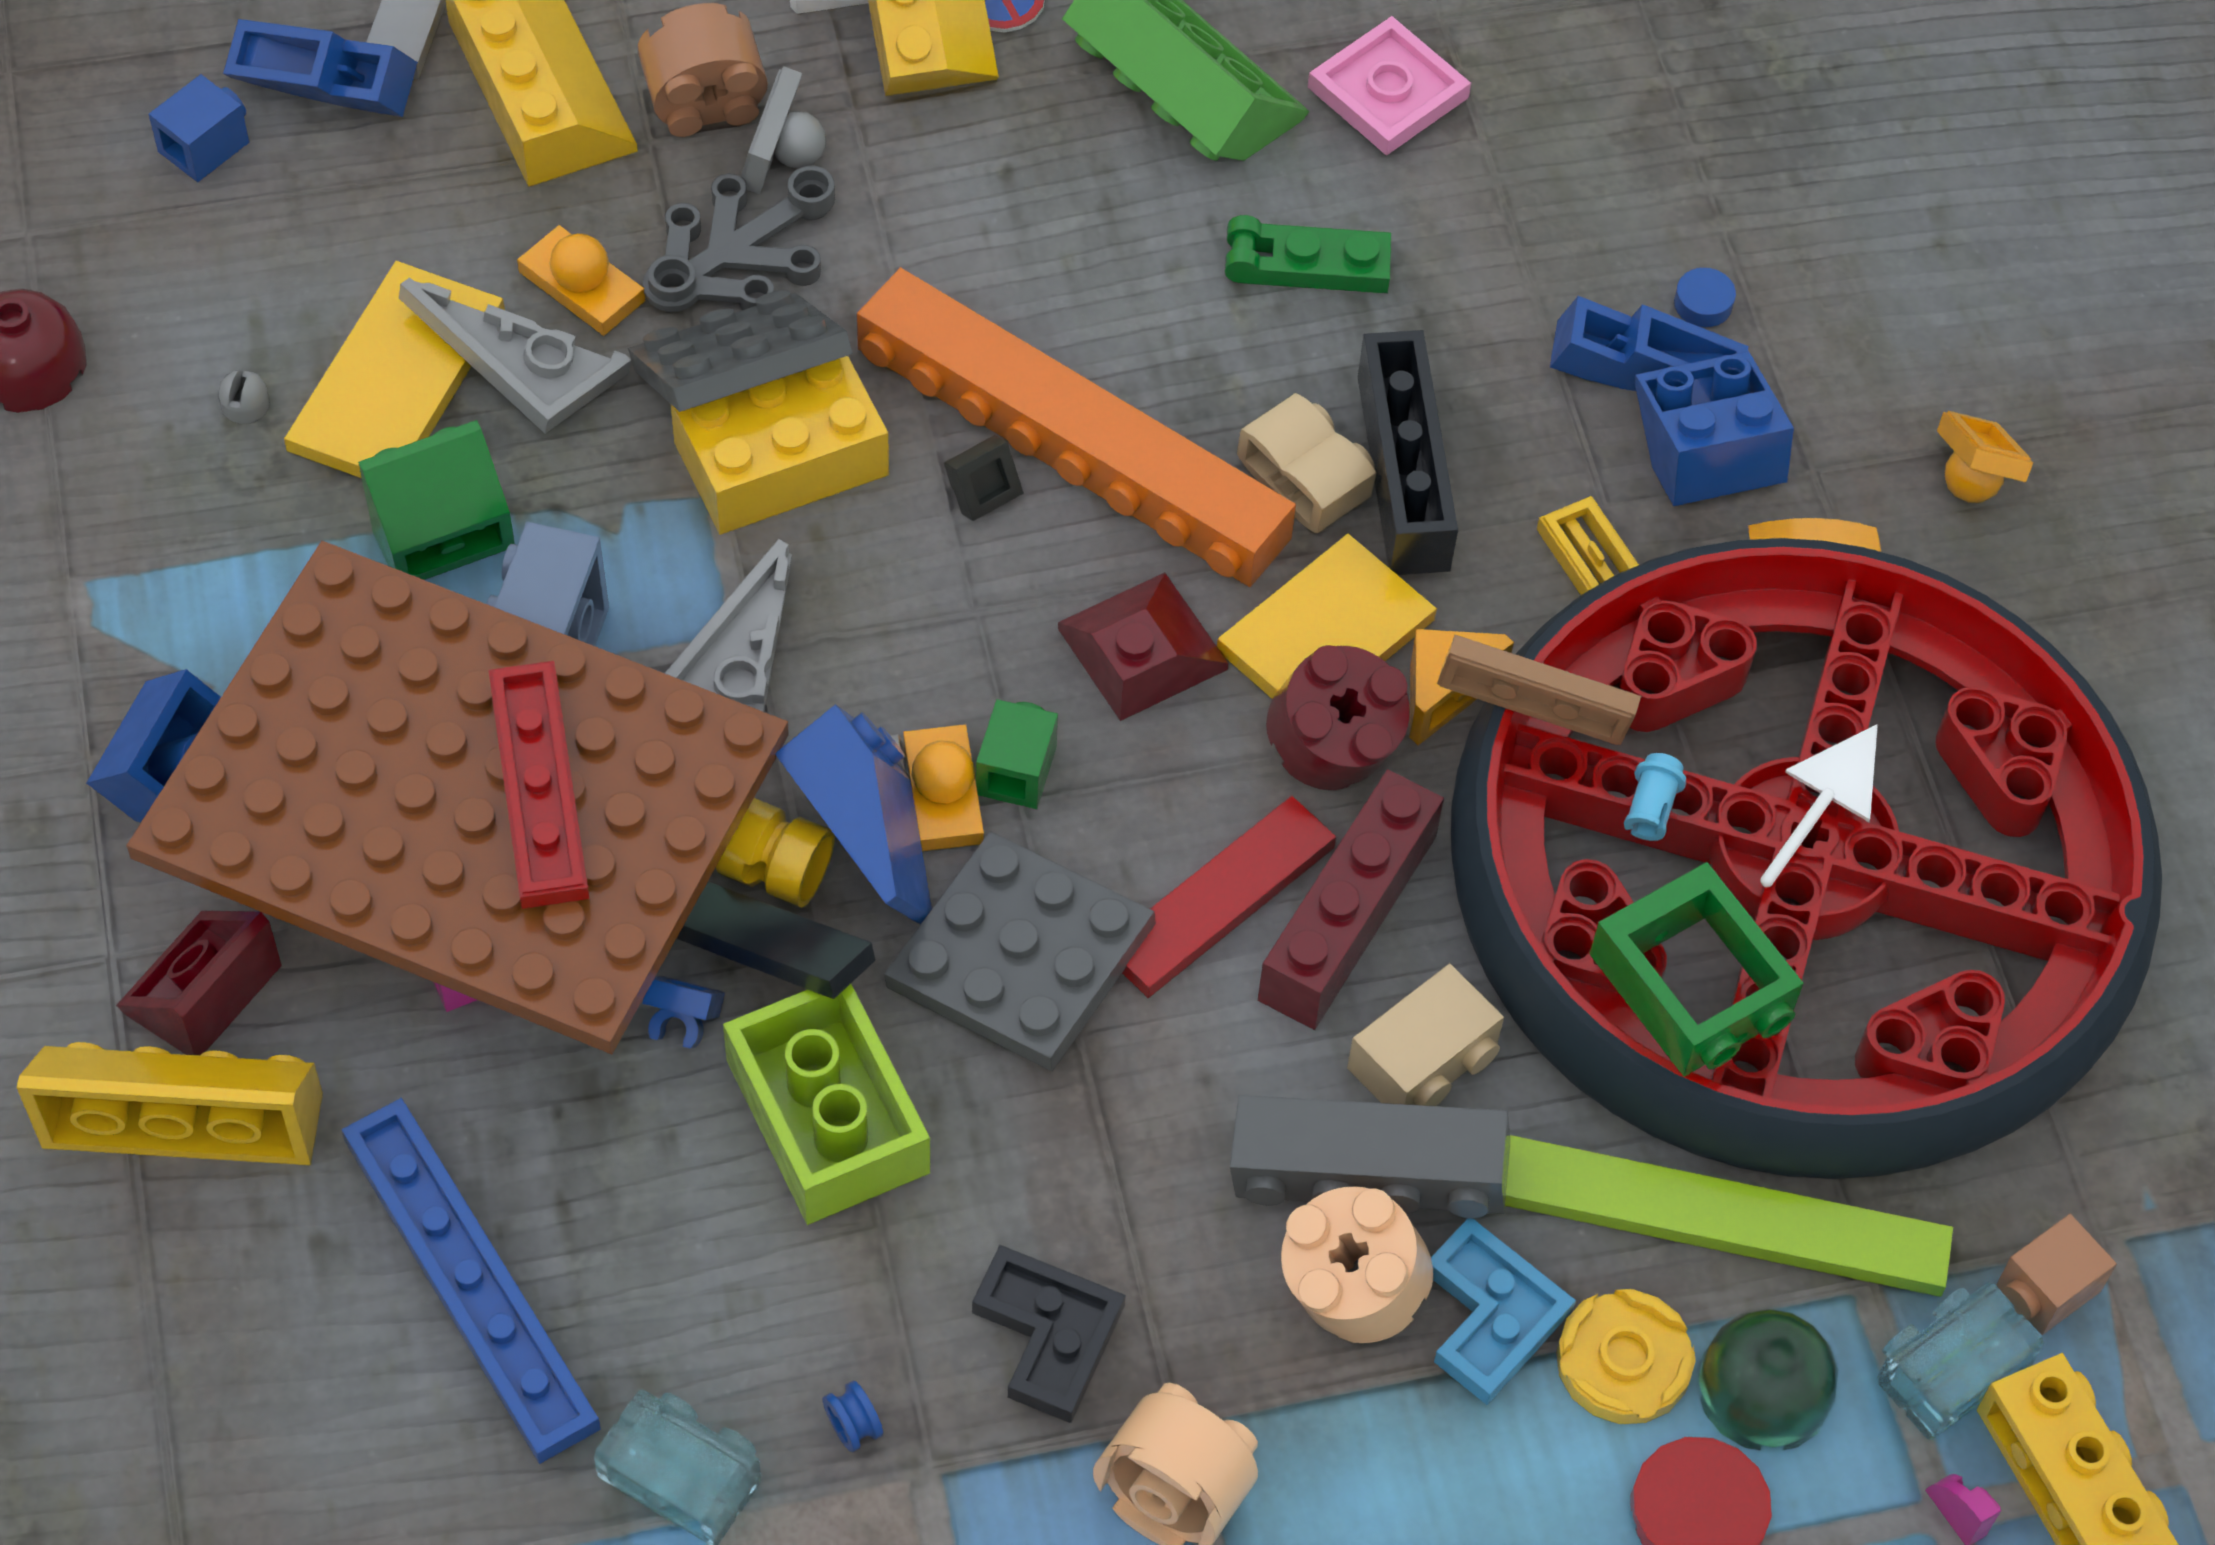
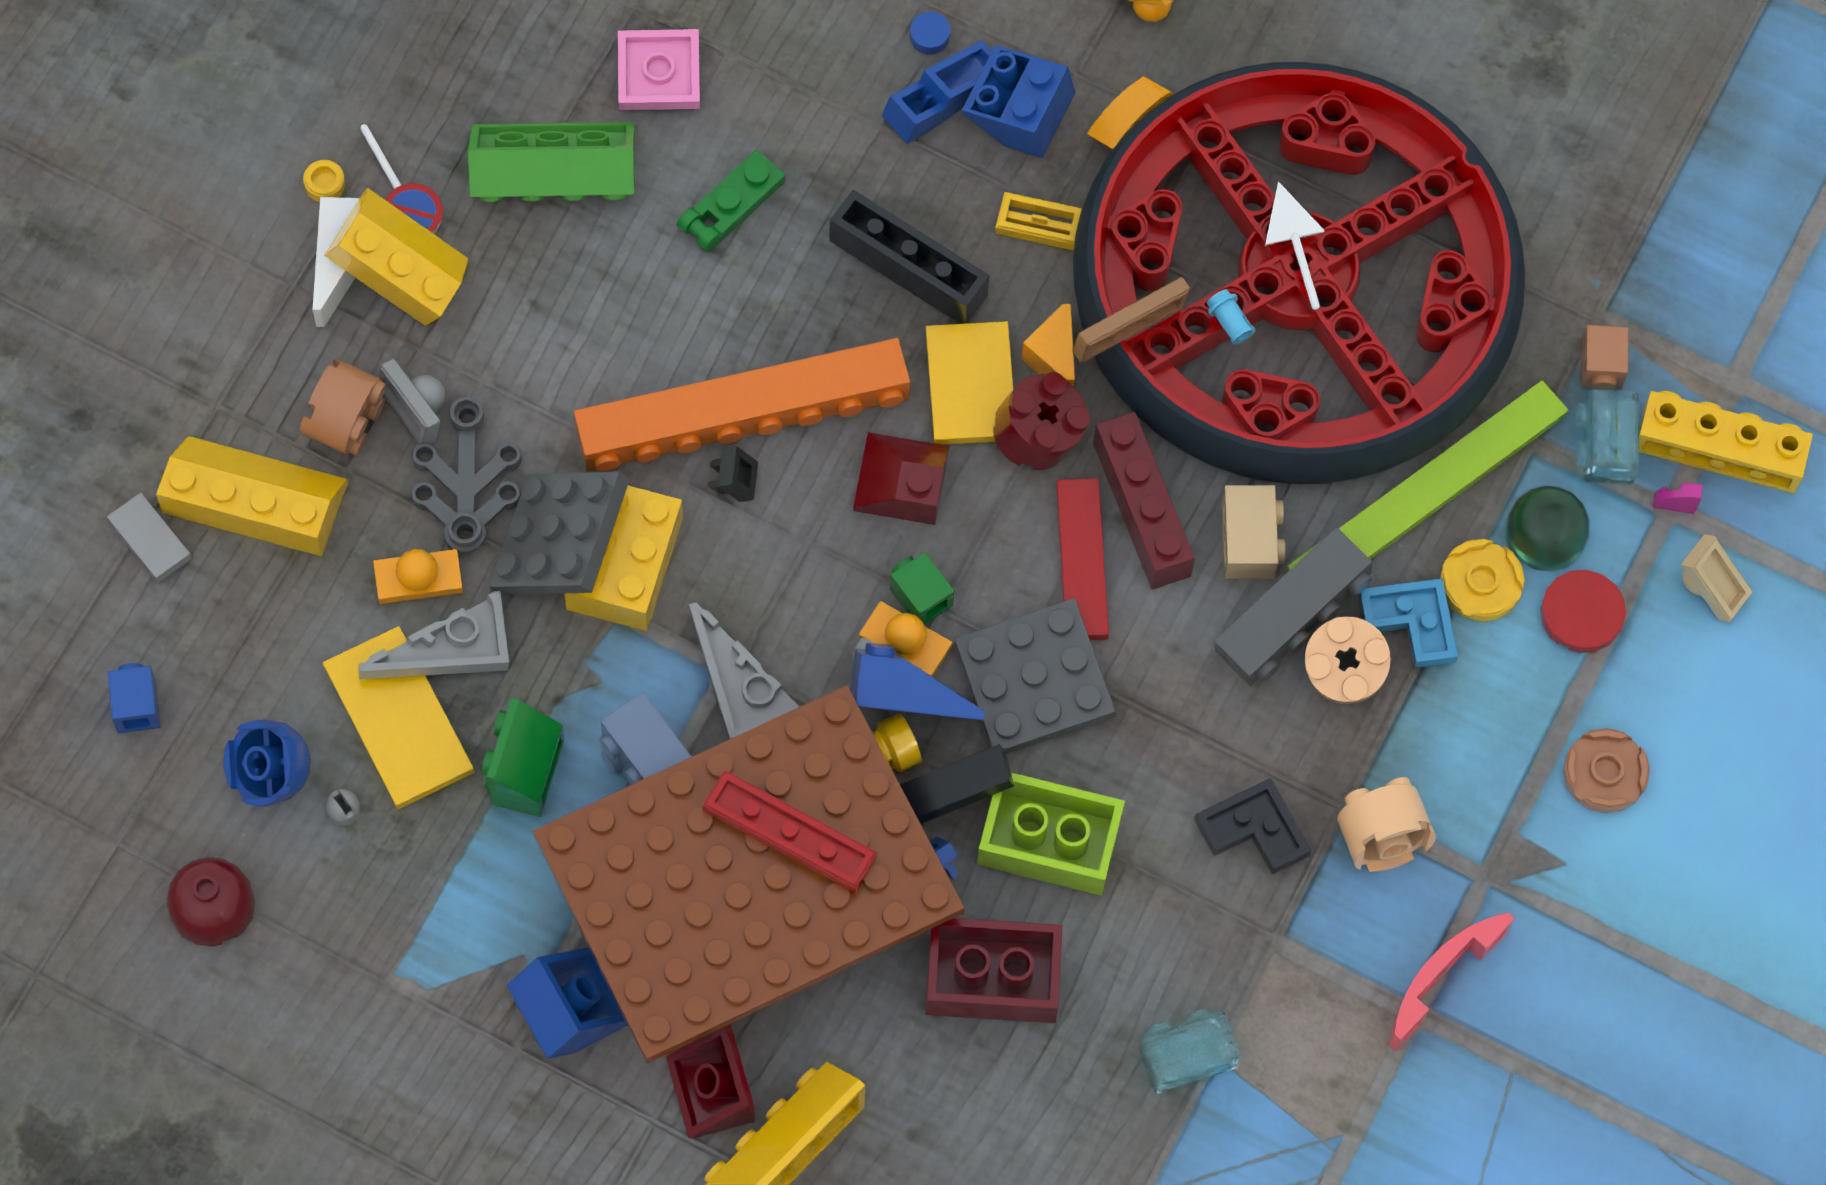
camera: 50 degrees left, 10 degrees up
(224, 282) = (266, 762): none -> blue cylinder
(321, 66) = (147, 605): blue slope -> none
(471, 1281) = (1001, 1075): blue plate -> none
(592, 1163) = (994, 970): none -> dark red brick
(852, 1416) = (1227, 951): blue bush -> none
(1307, 461) = (866, 309): tan brick -> none
(1665, 913) = (1340, 412): green window -> none

